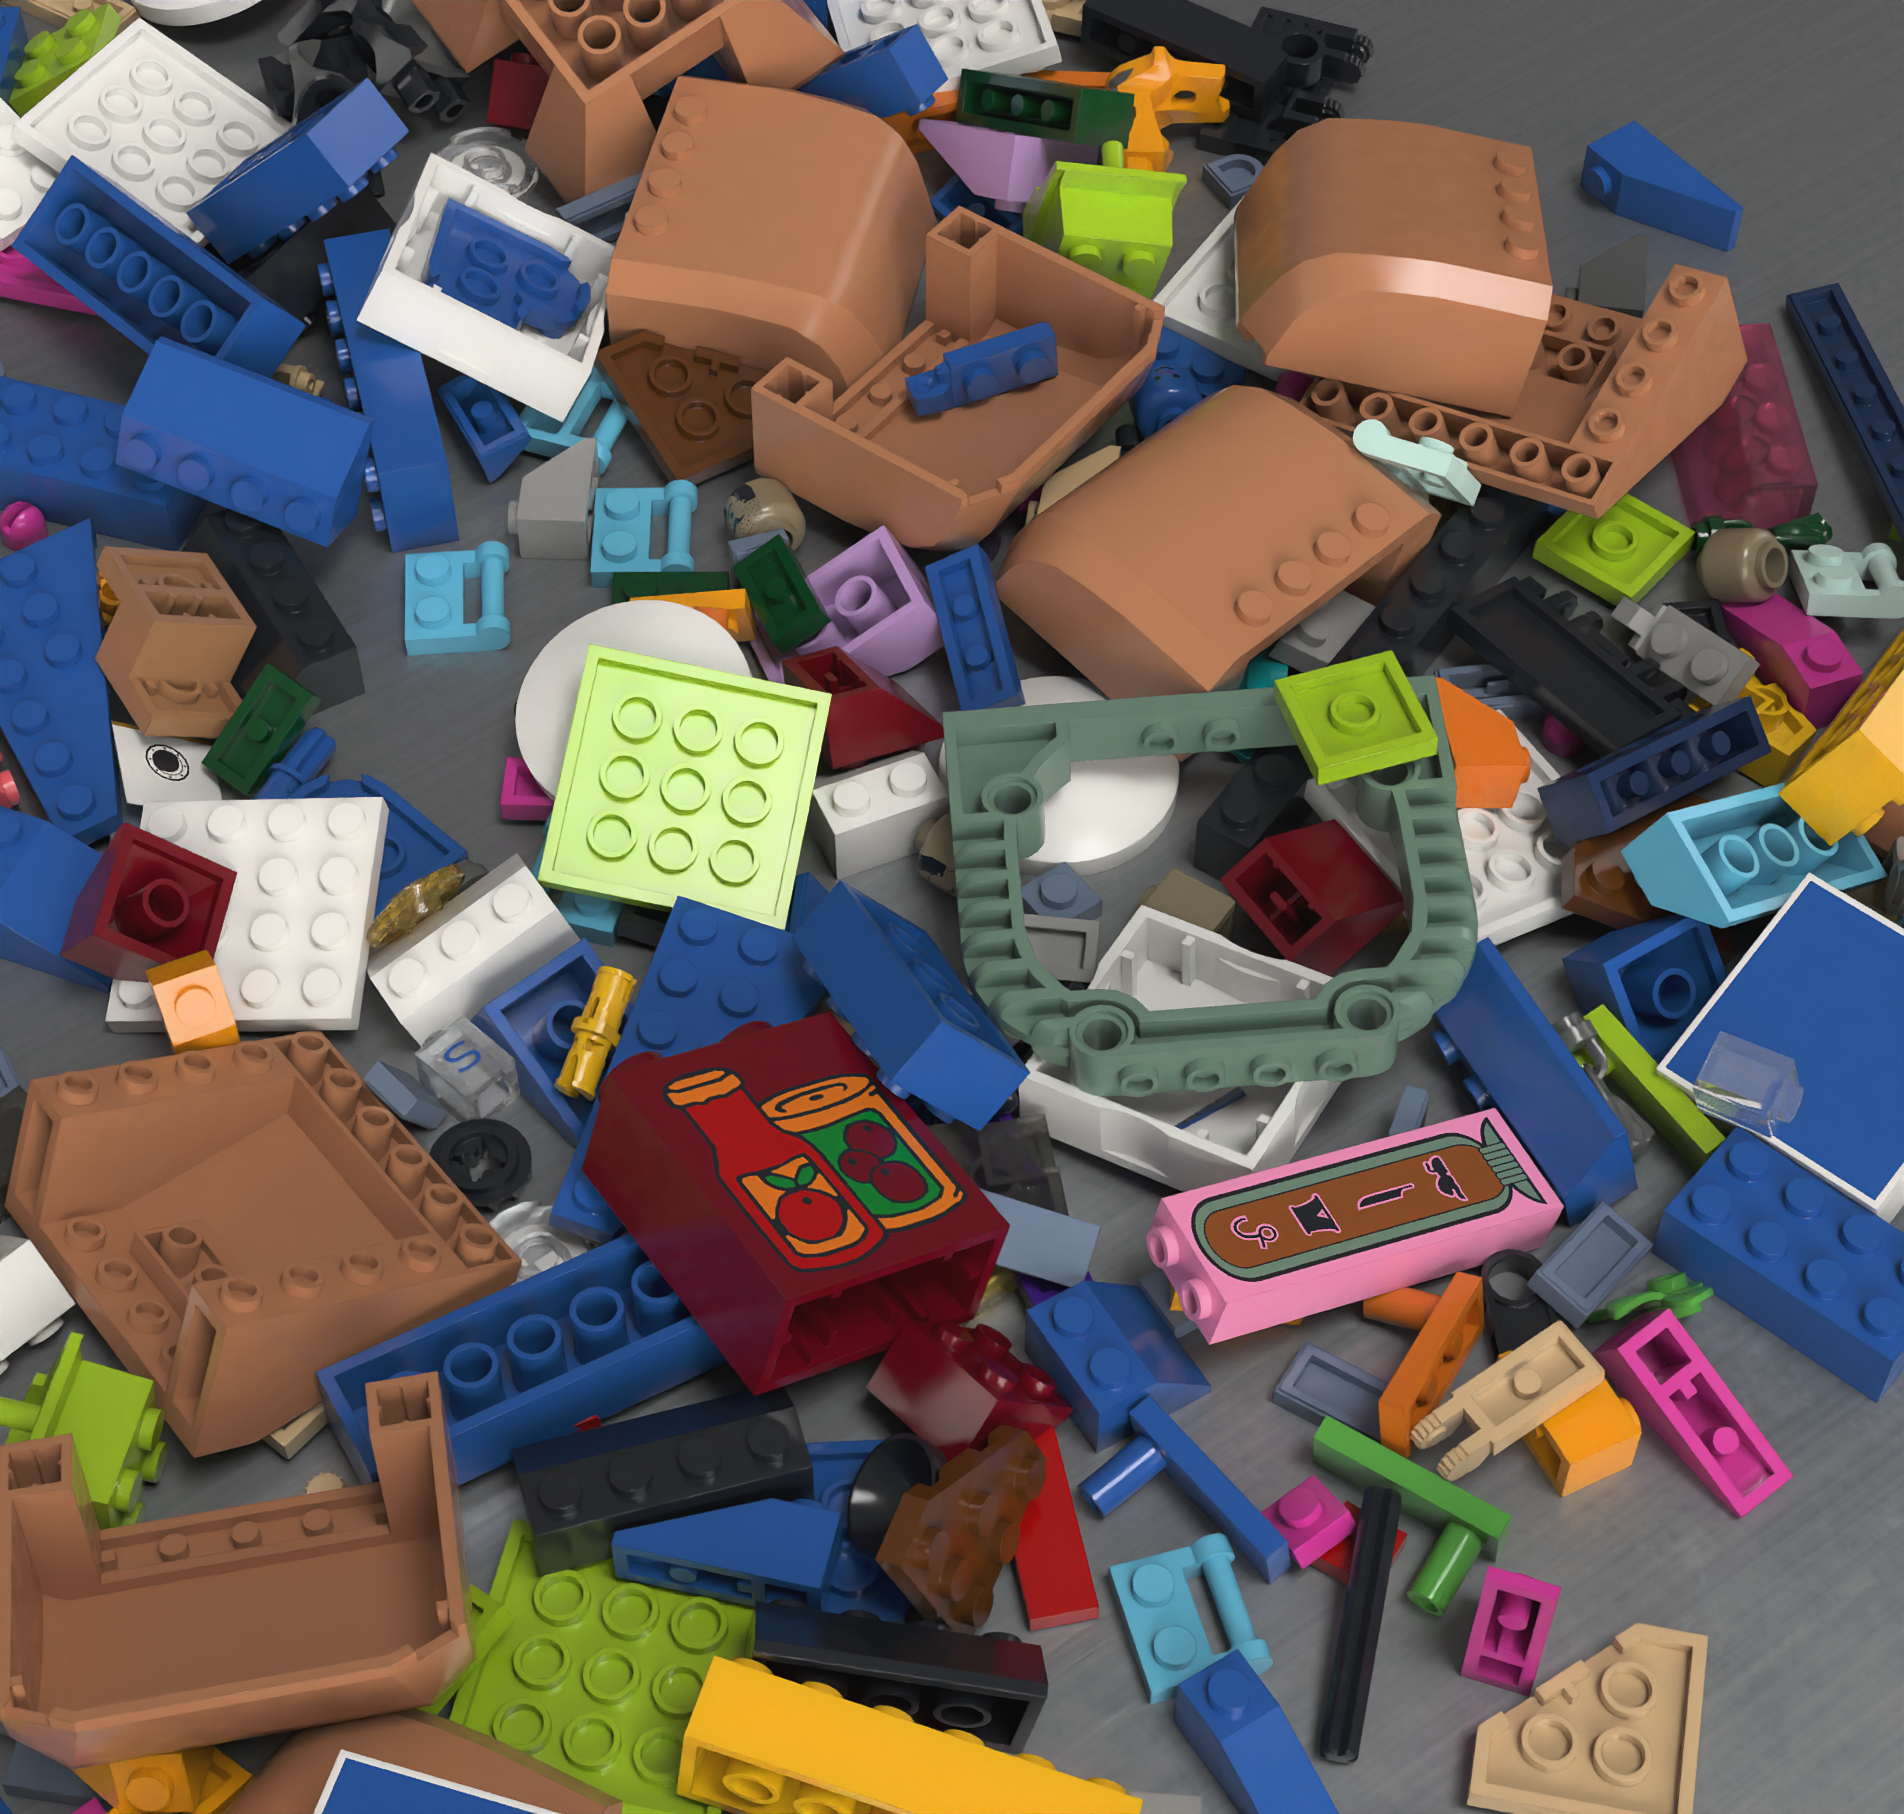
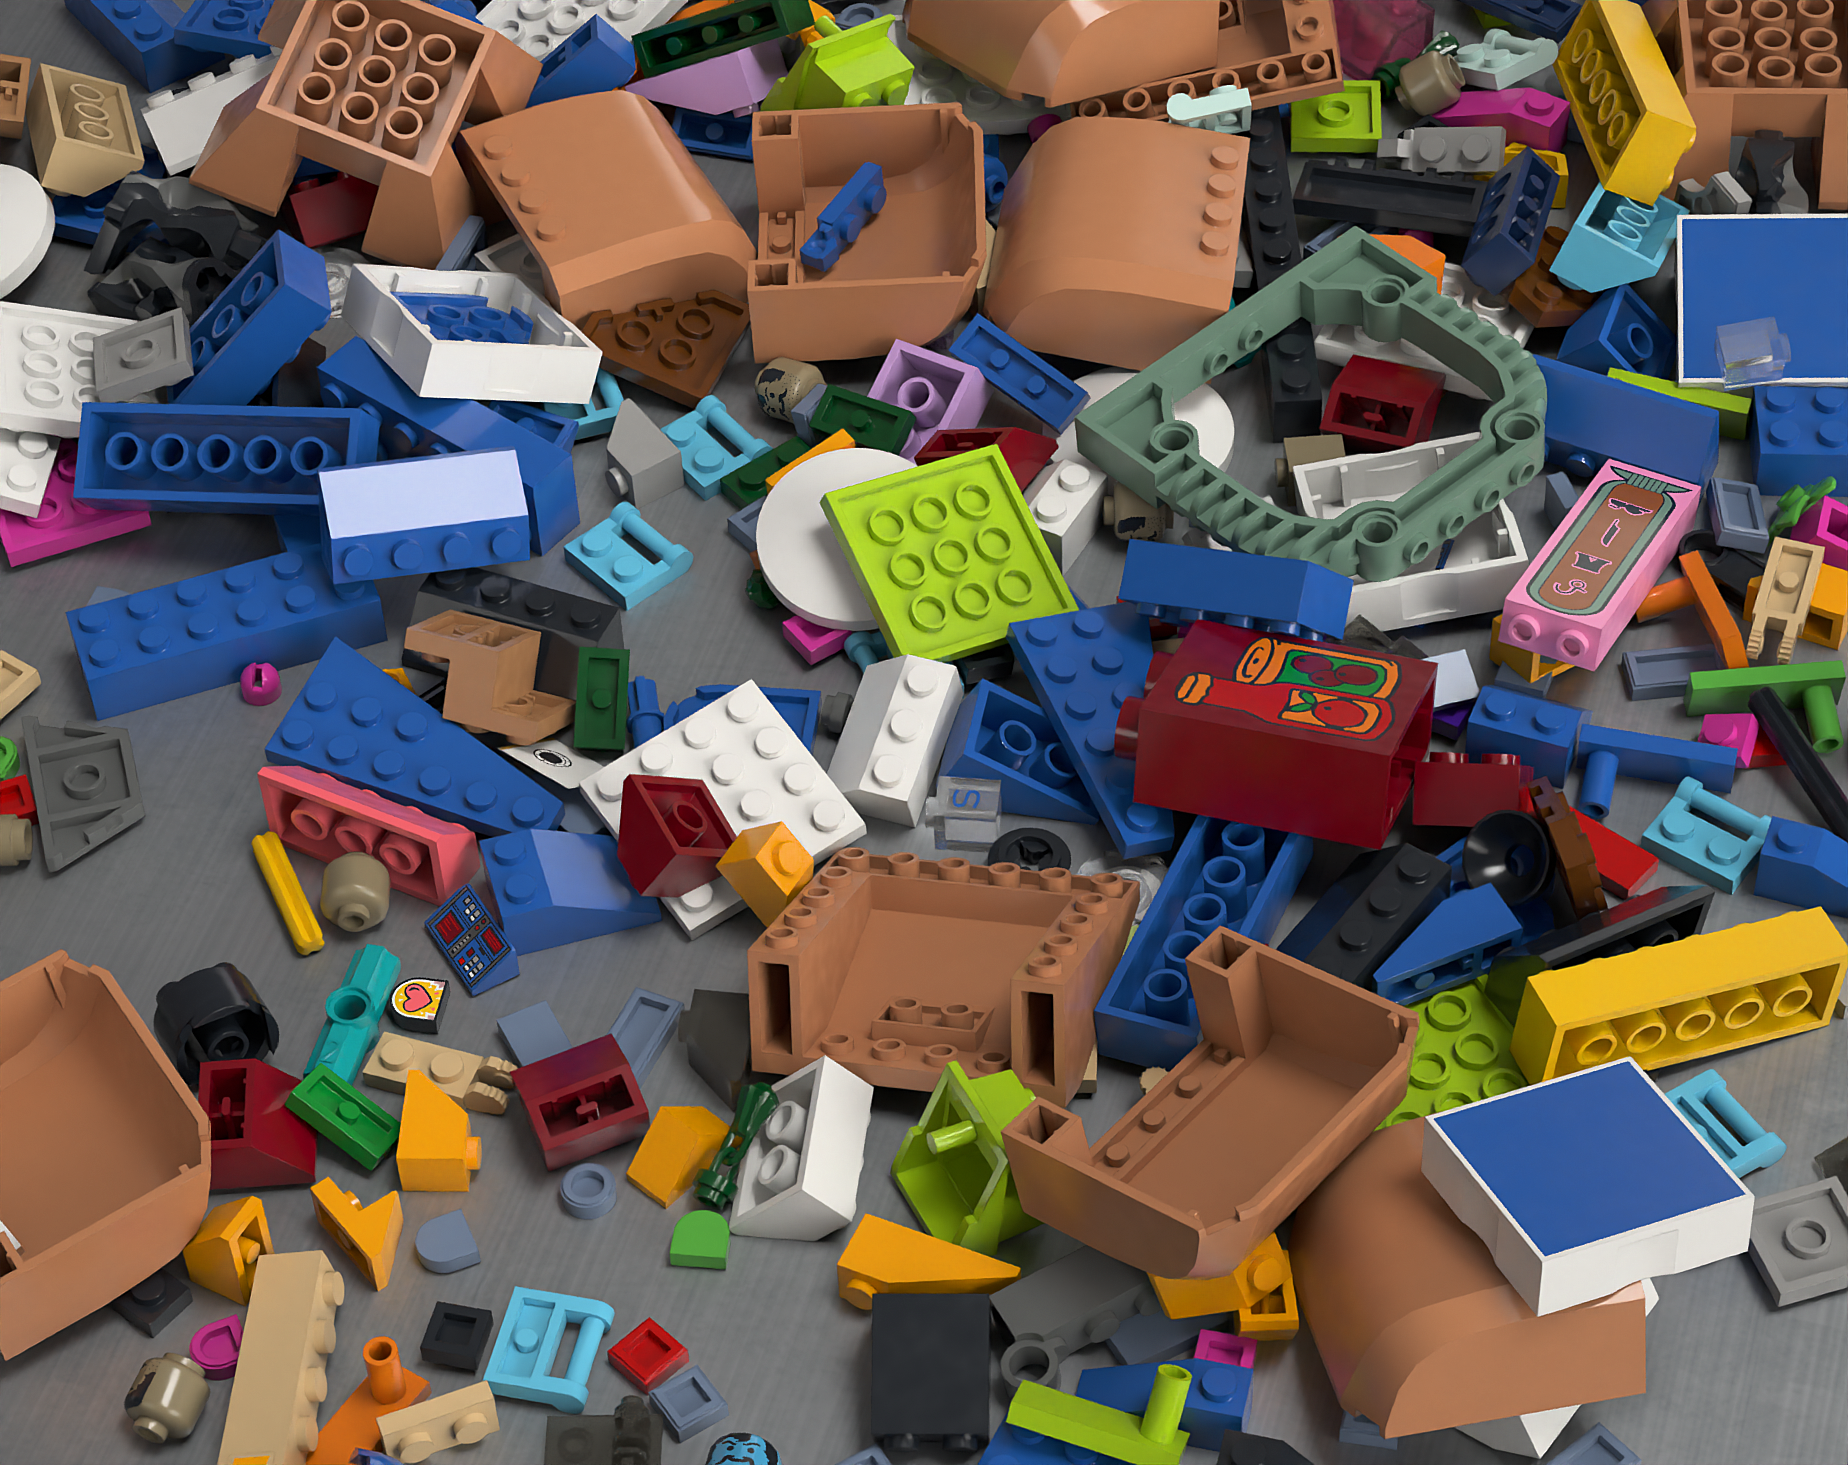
camera: 35 degrees left, 5 degrees down
(201, 144) = (142, 357): none -> light grey plate
(405, 1095) = (940, 847): sand blue tile -> none
(414, 905) = (837, 730): clear yellow wheel -> none
(596, 1032) = (1047, 735): yellow pin -> none
(1355, 717) = (1344, 270): lime plate -> none

